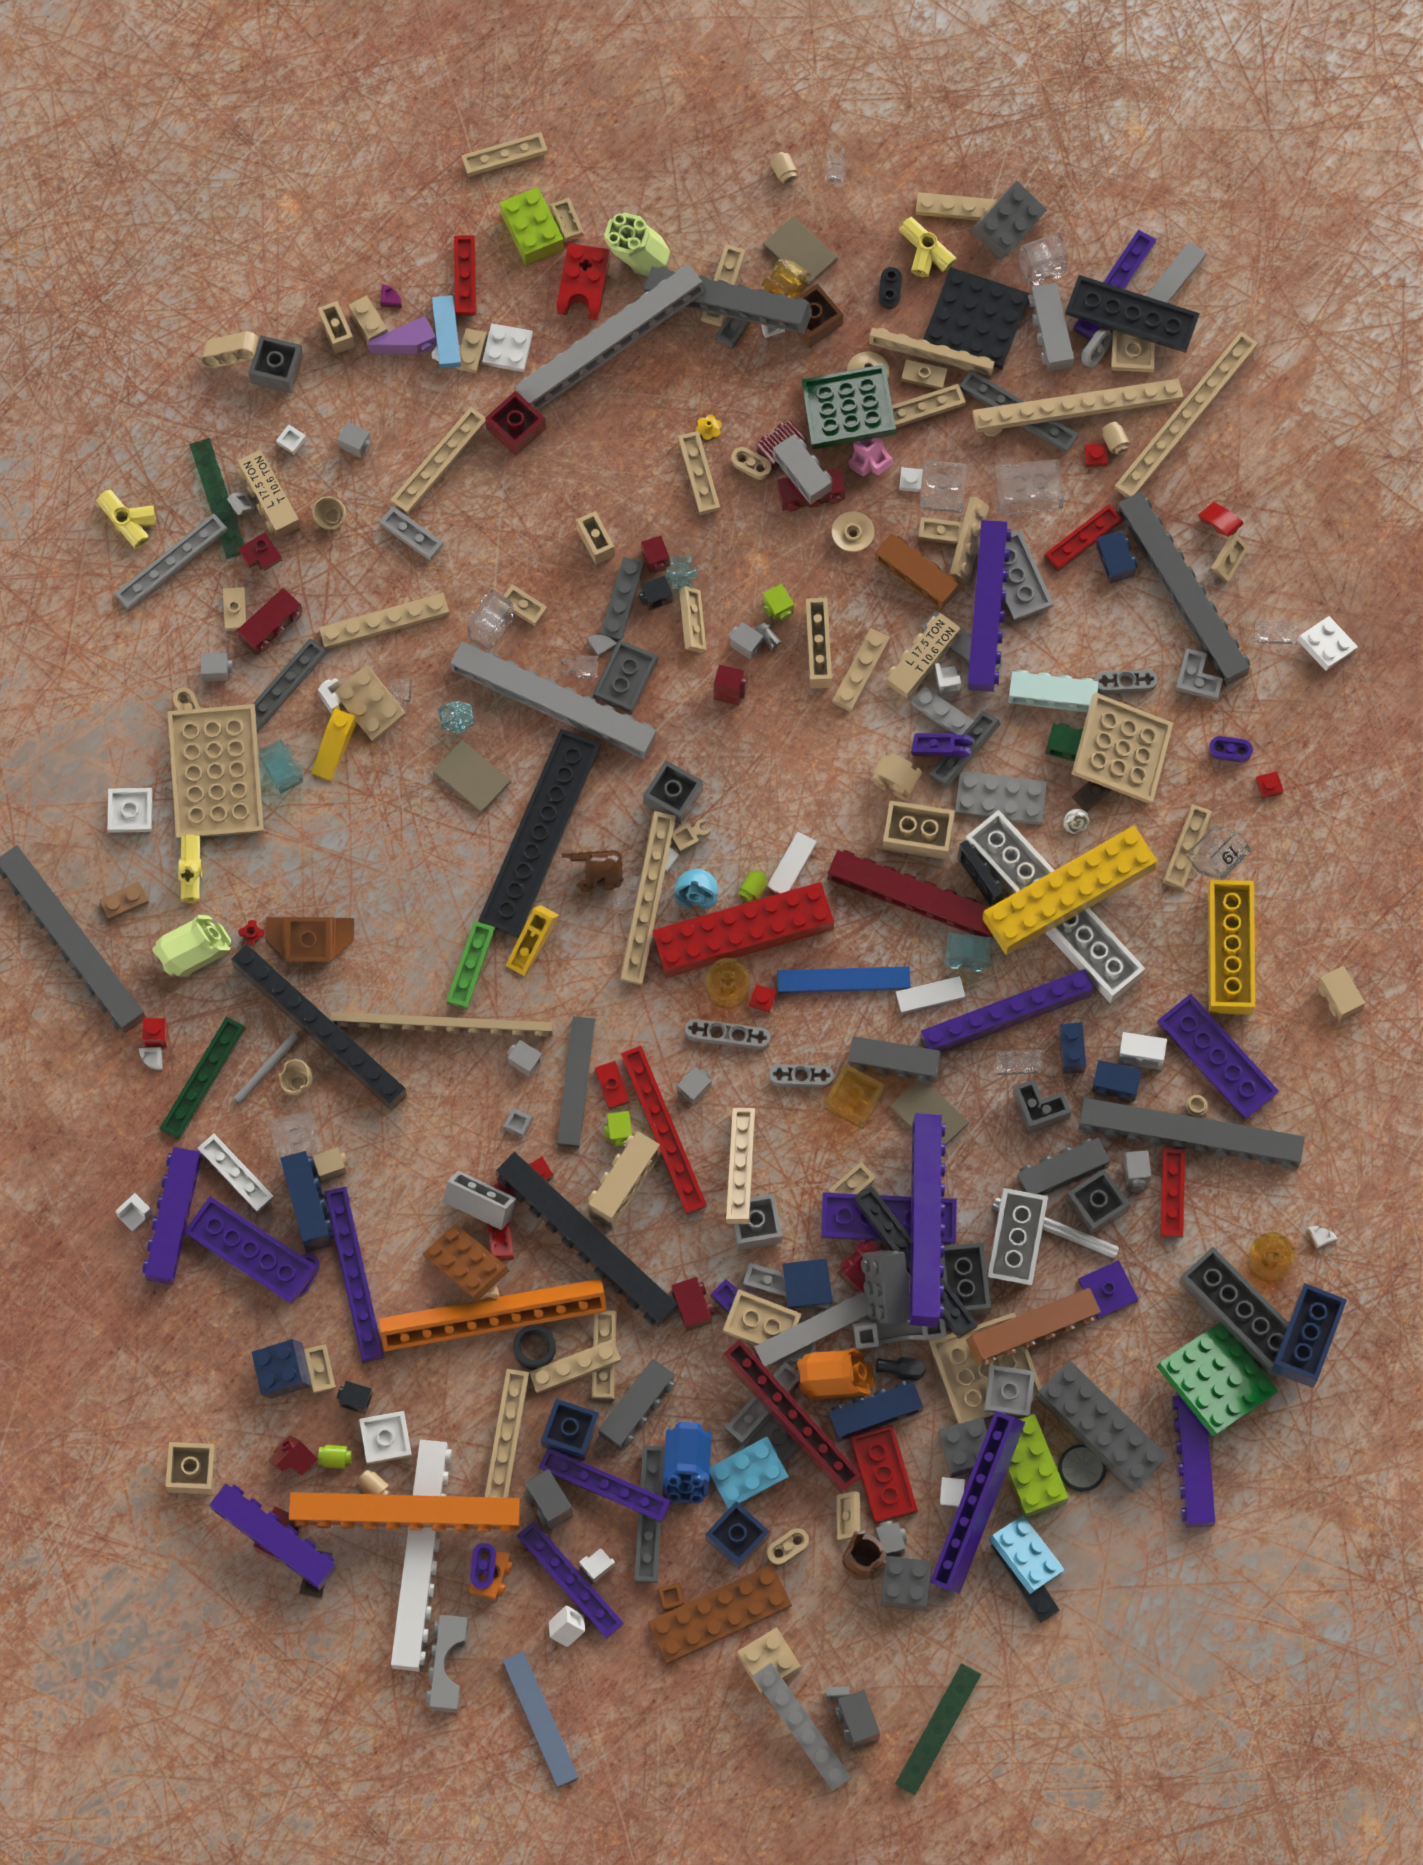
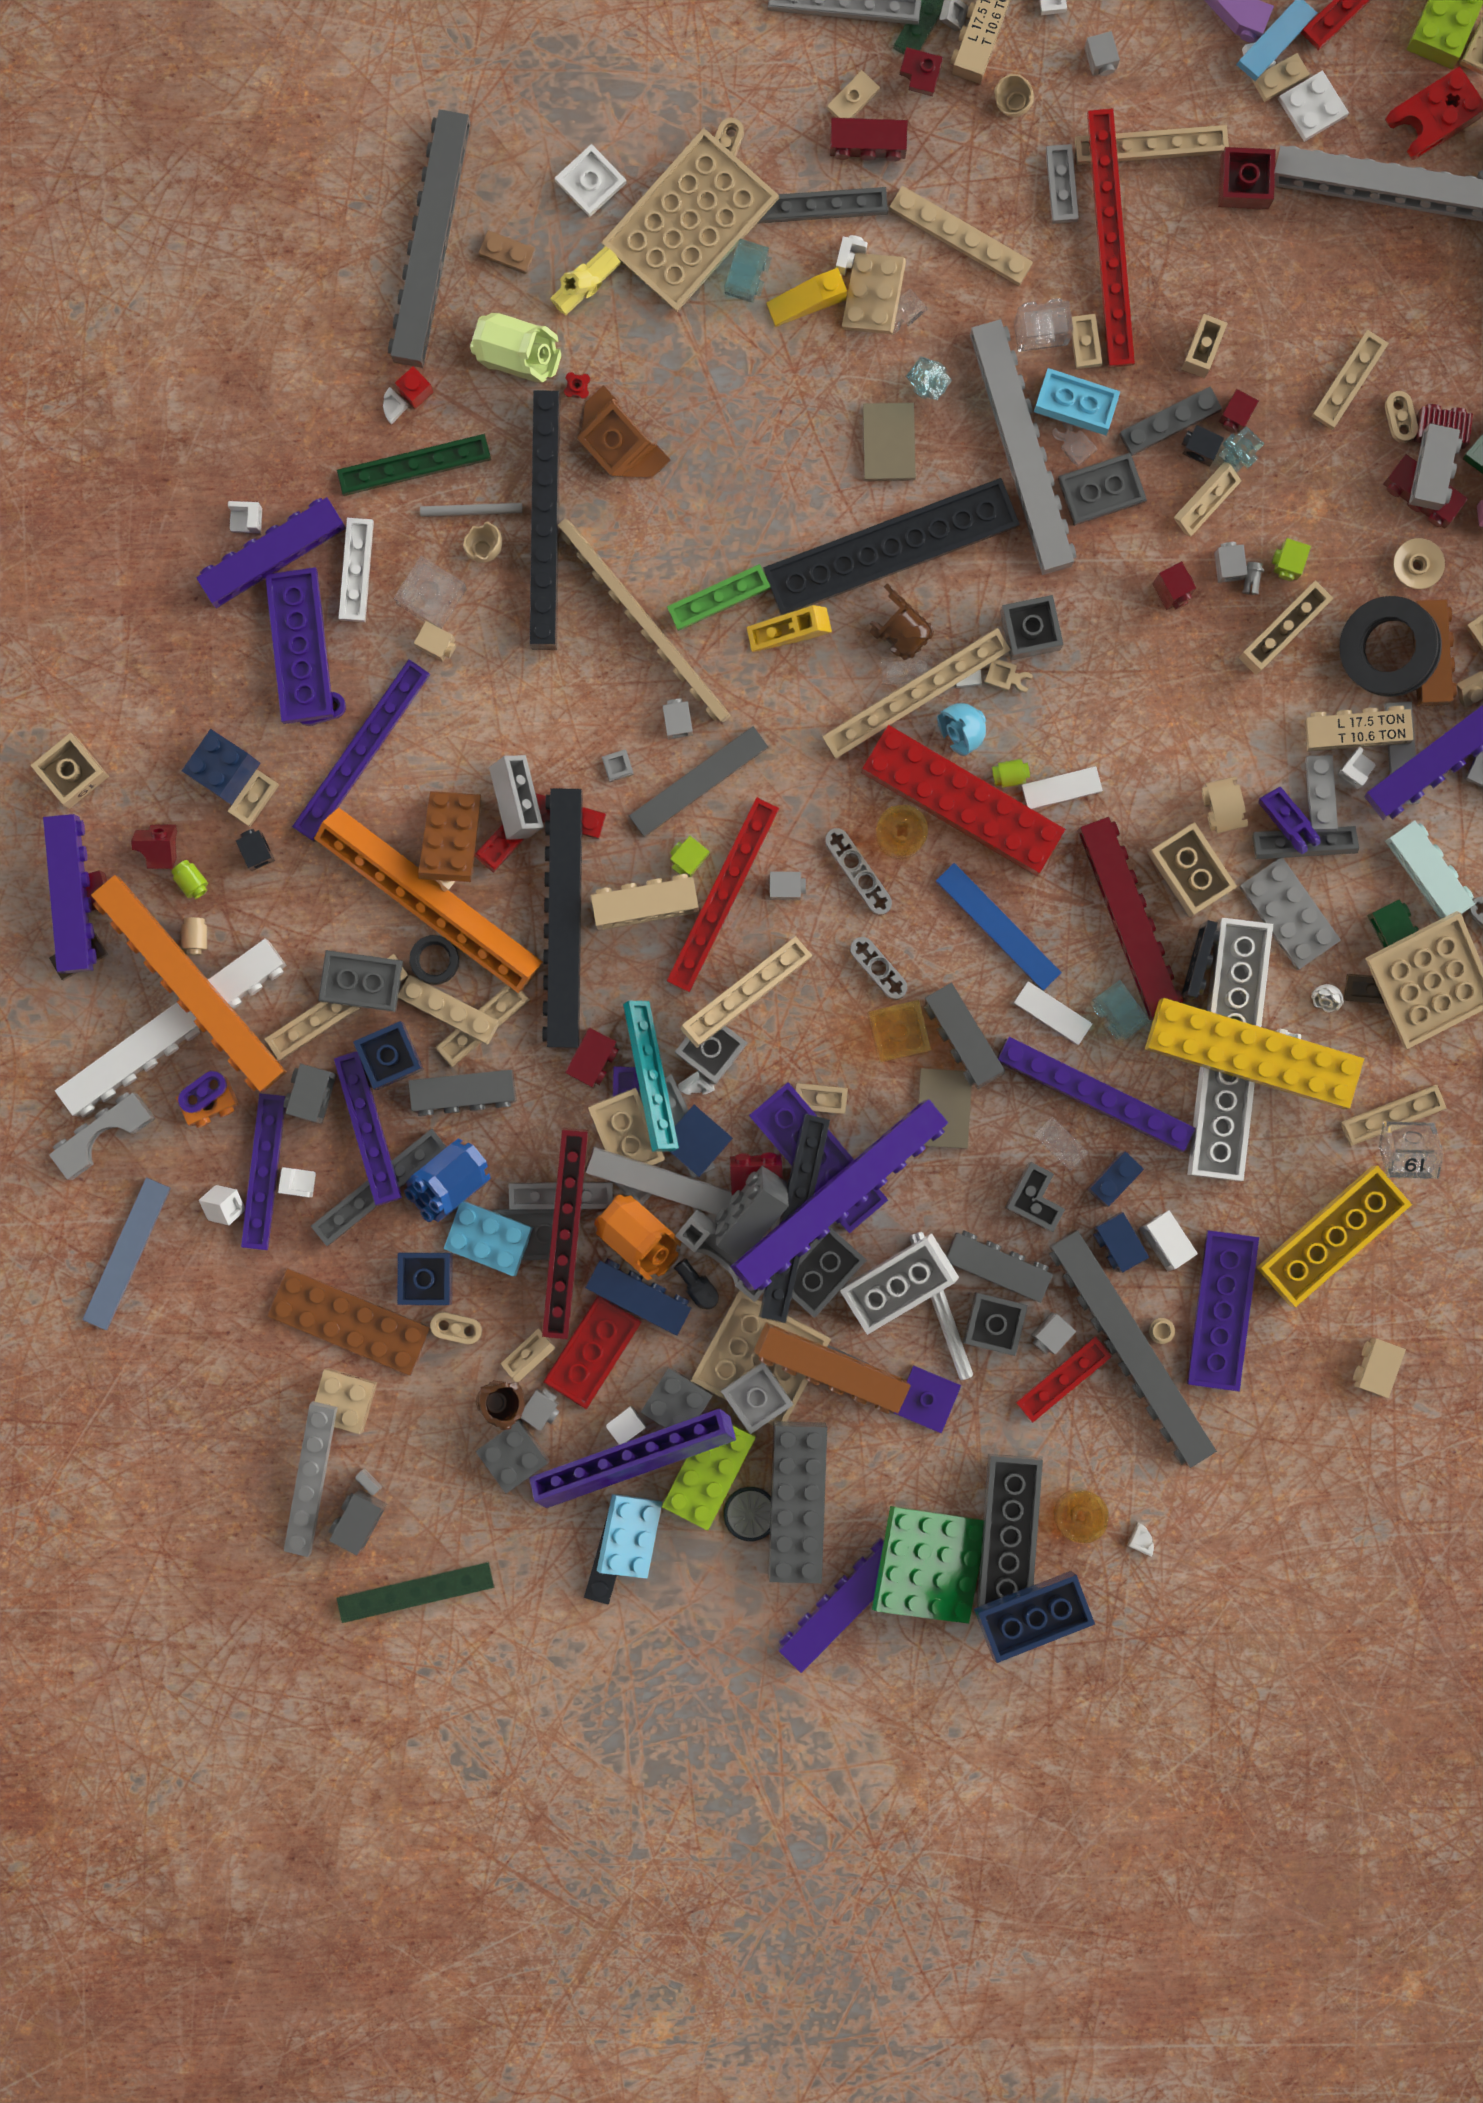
camera: 45 degrees right, 15 degrees up
(215, 667) = (784, 131): light grey brick -> none
(305, 1195) = (381, 653): dark blue brick -> none
(385, 1437) = (244, 907): white plate -> none
(474, 534) = (1110, 237): none -> red plate
(504, 1404) = (360, 981): none -> dark grey tile
(557, 642) = (1077, 401): none -> medium azure plate
(601, 644) = (1113, 442): light grey tile -> none
(612, 1085) = (723, 814): red plate -> none
(671, 1596) = (327, 1268): dark orange tile -> none
(709, 431) = (1400, 354): yellow plant -> none
(739, 1274) = (650, 1076): none -> teal plate
(762, 998) = (918, 872): red plate -> none
(770, 1253) = (696, 1084): none -> white tile
(859, 591) = (1365, 620): none -> black tyre
(861, 670) = (1296, 686): tan plate -> none

